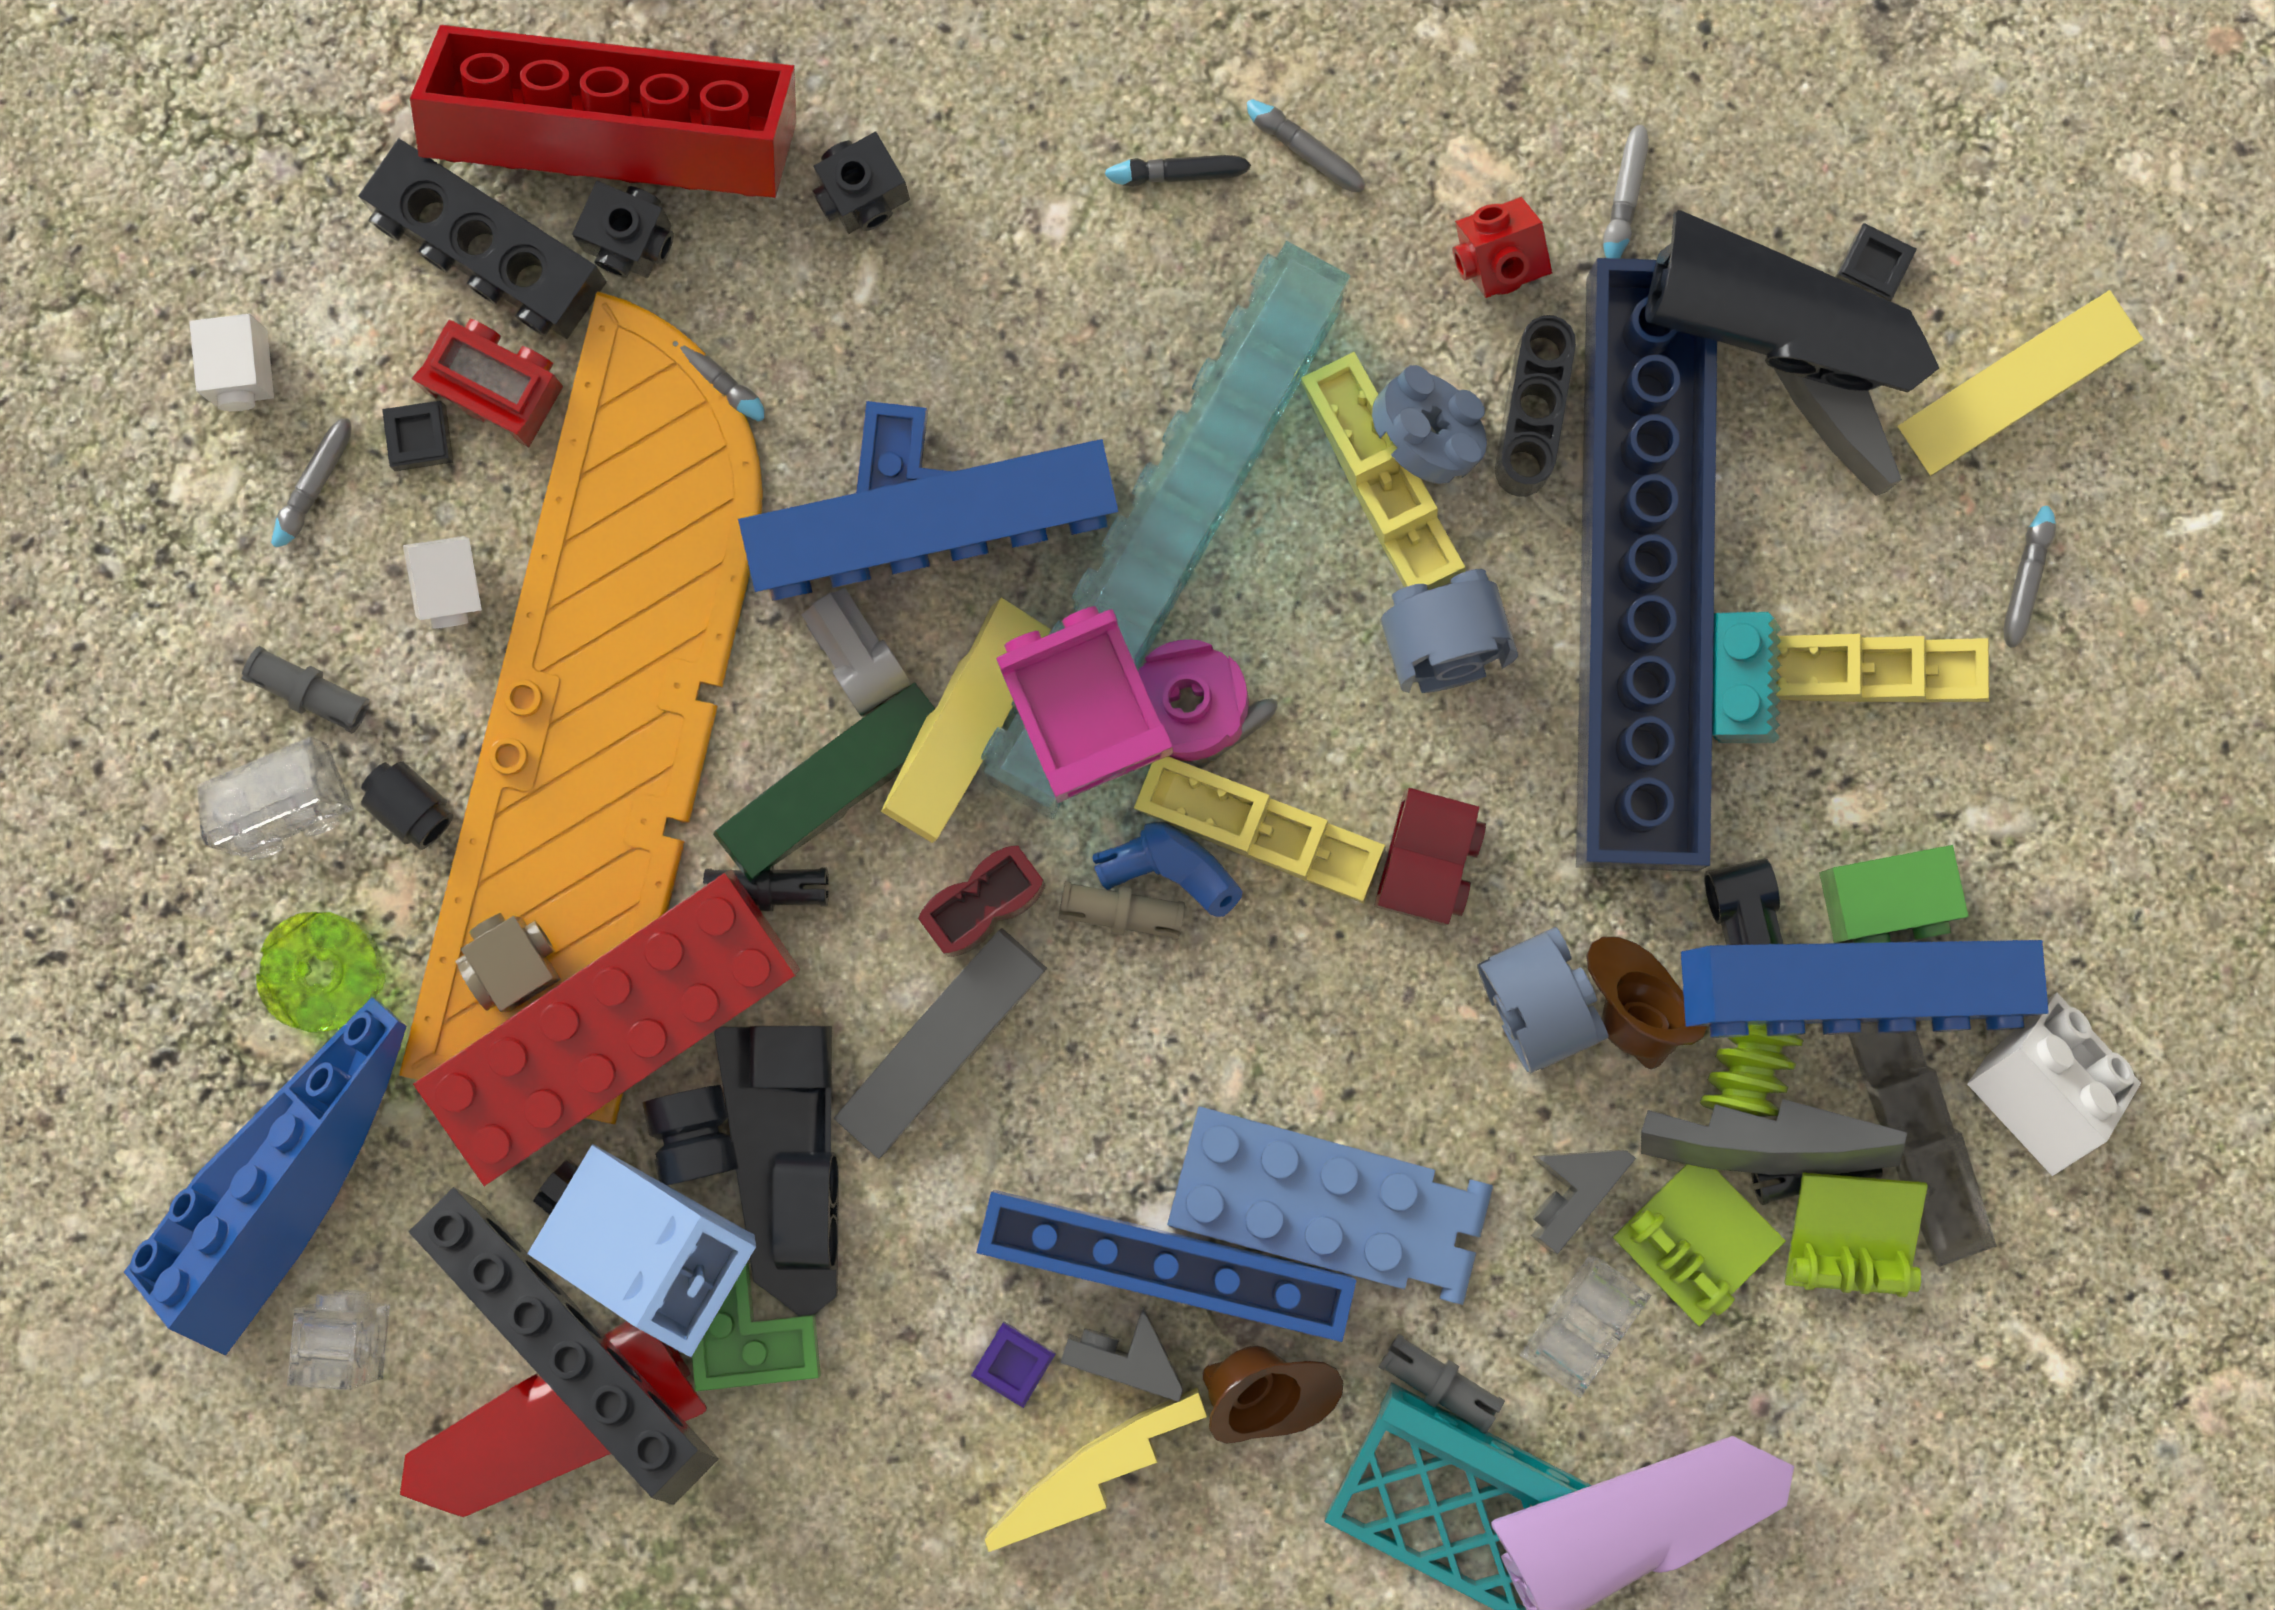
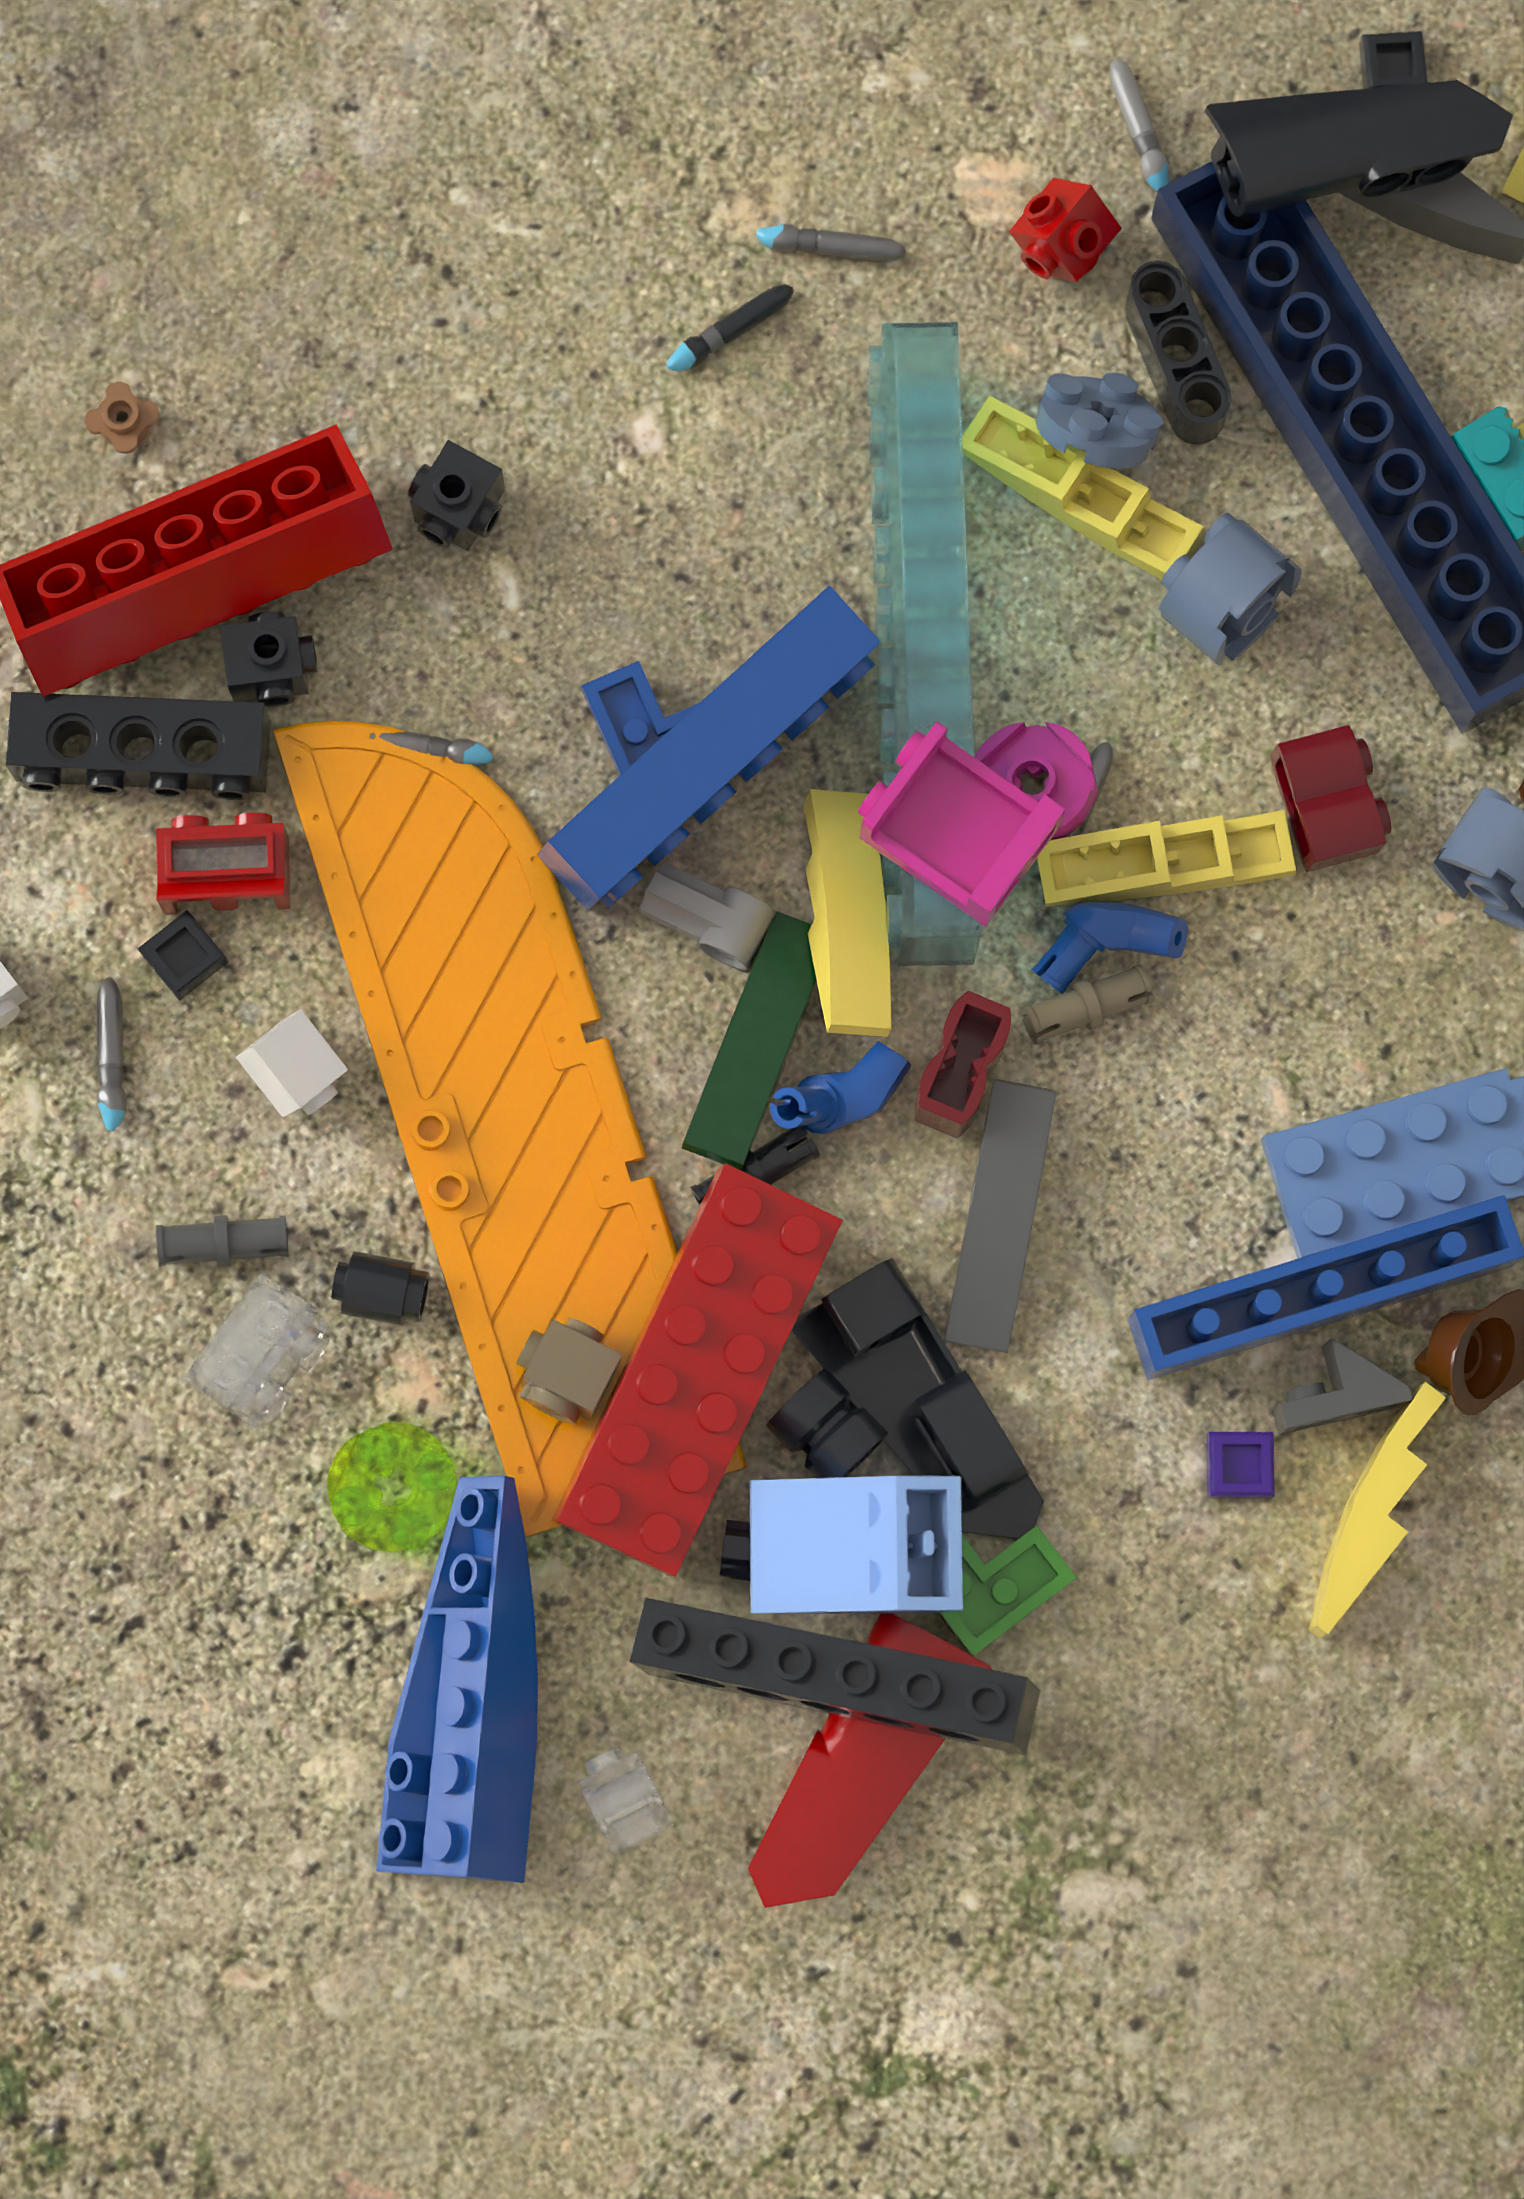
camera: 35 degrees left, 5 degrees down
(870, 868) = (842, 1098): none -> blue arm

